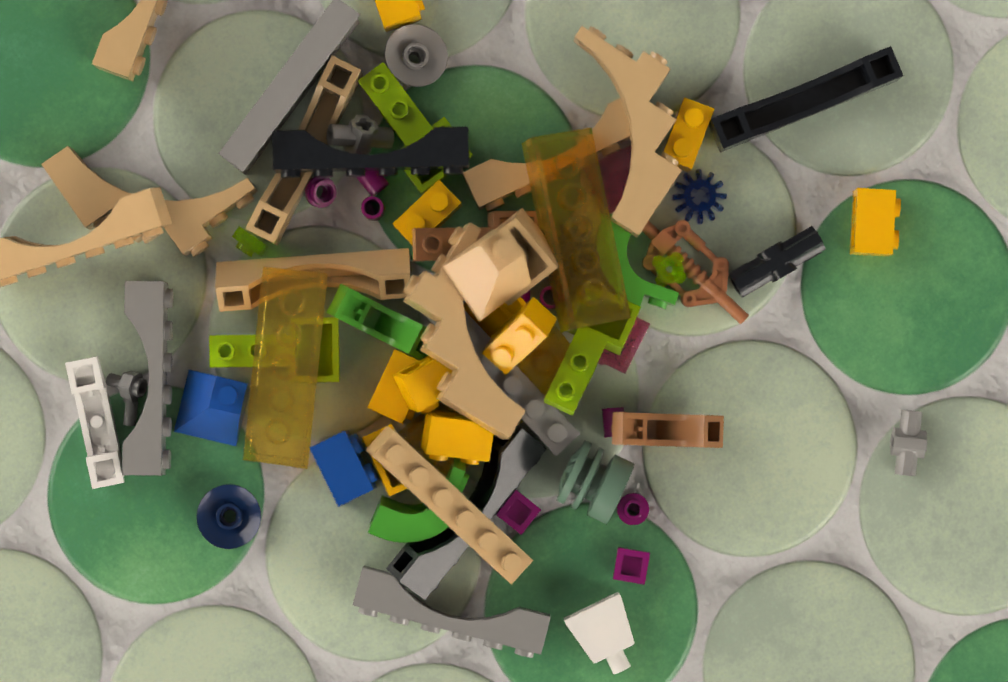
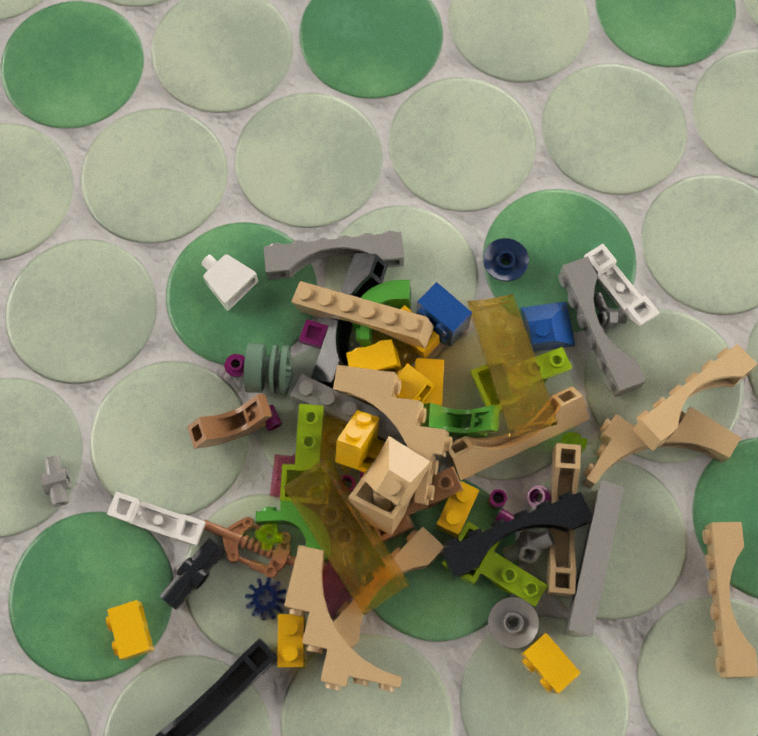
camera: 160 degrees right, 15 degrees down
(631, 565) = (224, 328): magenta plate -> none
(798, 345) = (156, 519): none -> white slope

